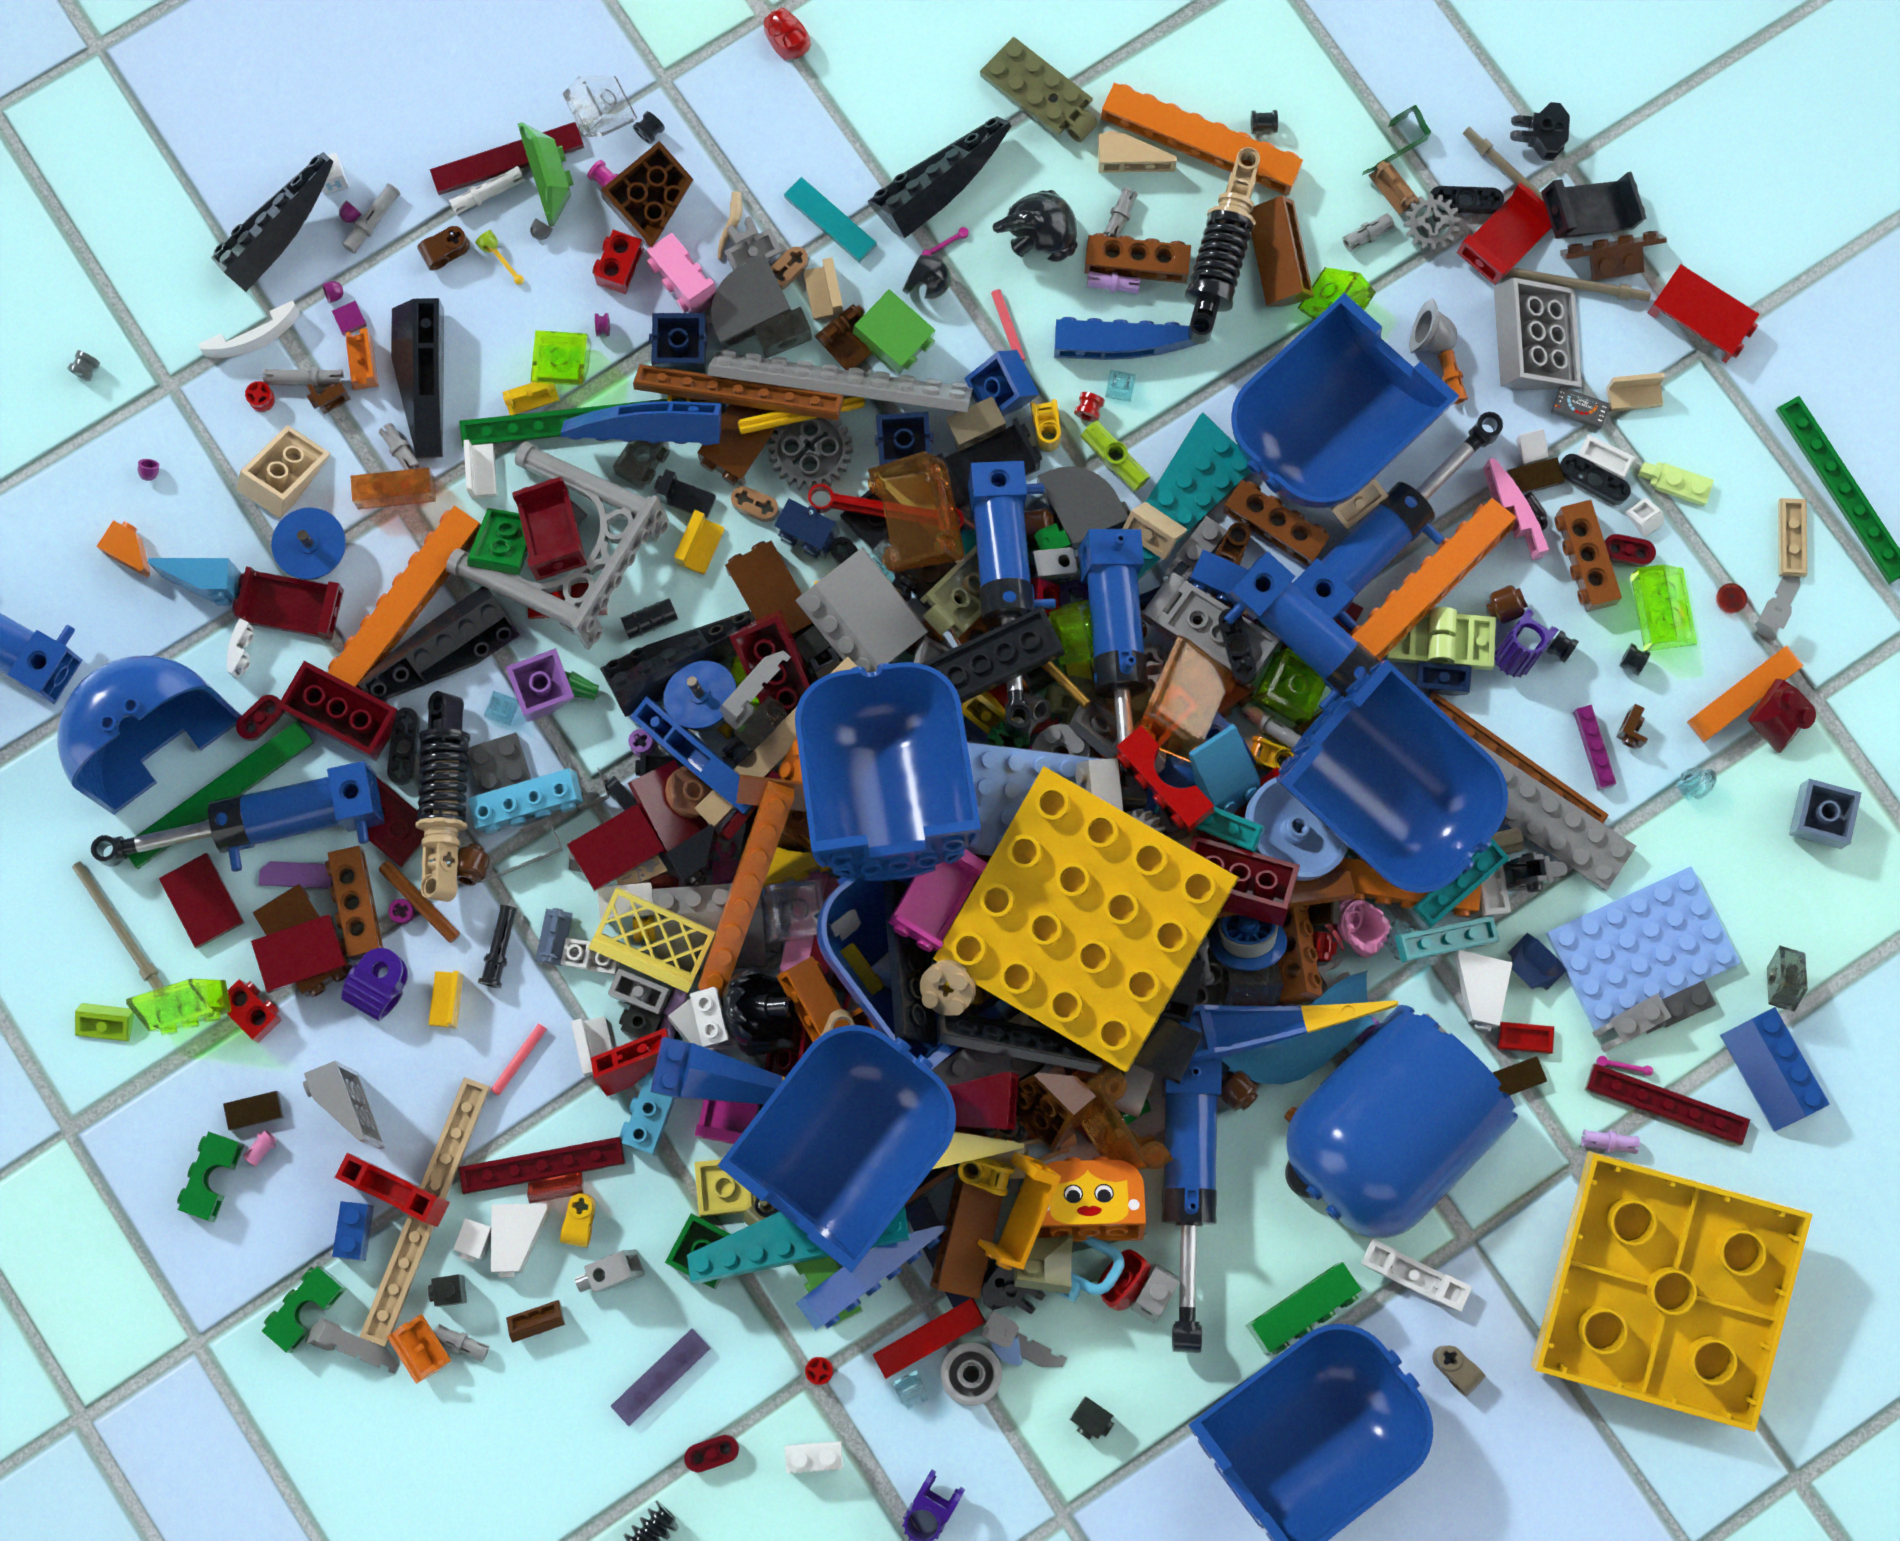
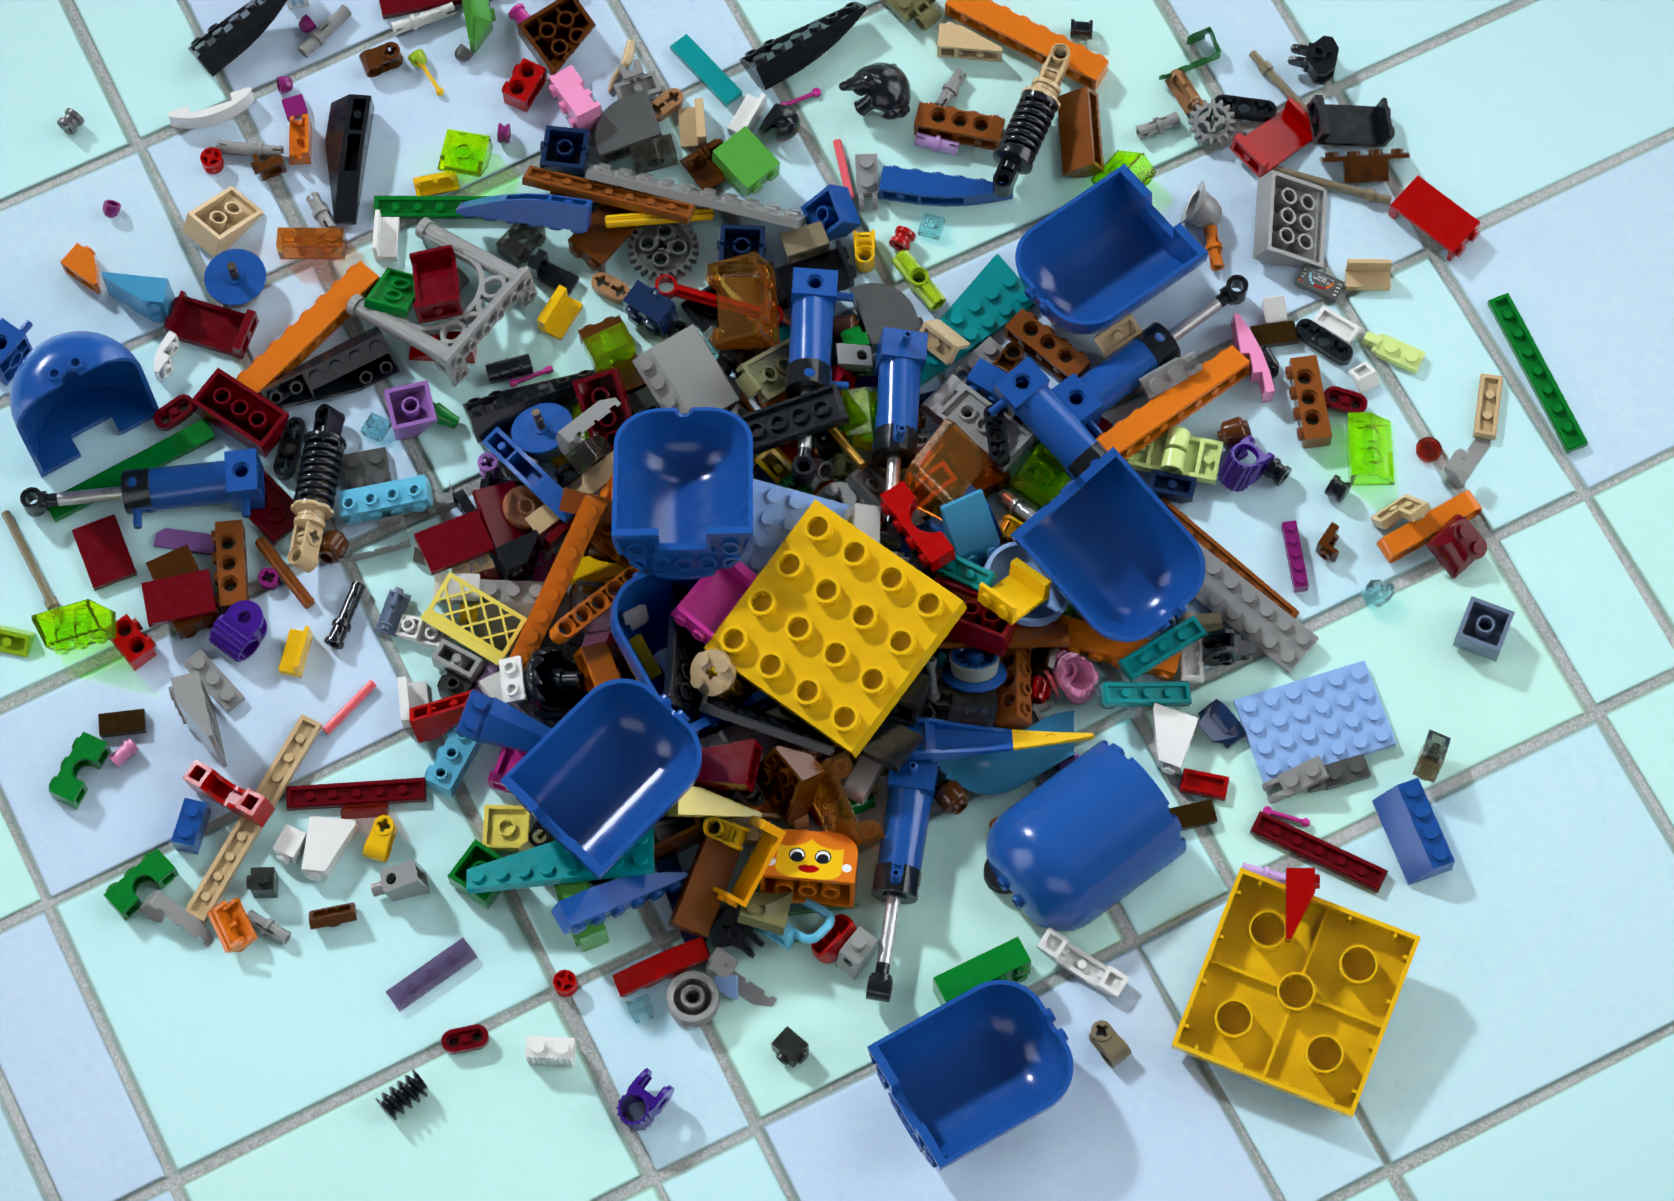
camera: 10 degrees right, 10 degrees down
(354, 1045) = (215, 681): none -> light grey plate
(656, 634) = (513, 382): none -> dark pink hinge
(766, 583) = (609, 346): none -> clear neon green brick
(787, 924) = (587, 610): none -> orange beam
(886, 270) = (748, 113): none -> white panel
(1037, 336) = (867, 179): none -> light grey hinge
(1290, 847) = (1016, 593): none -> yellow panel
(1426, 545) = (1169, 375): none -> light grey hinge
(1668, 1183) = (1299, 894): none -> red slope
(1711, 675) = (1404, 507): none -> tan plate

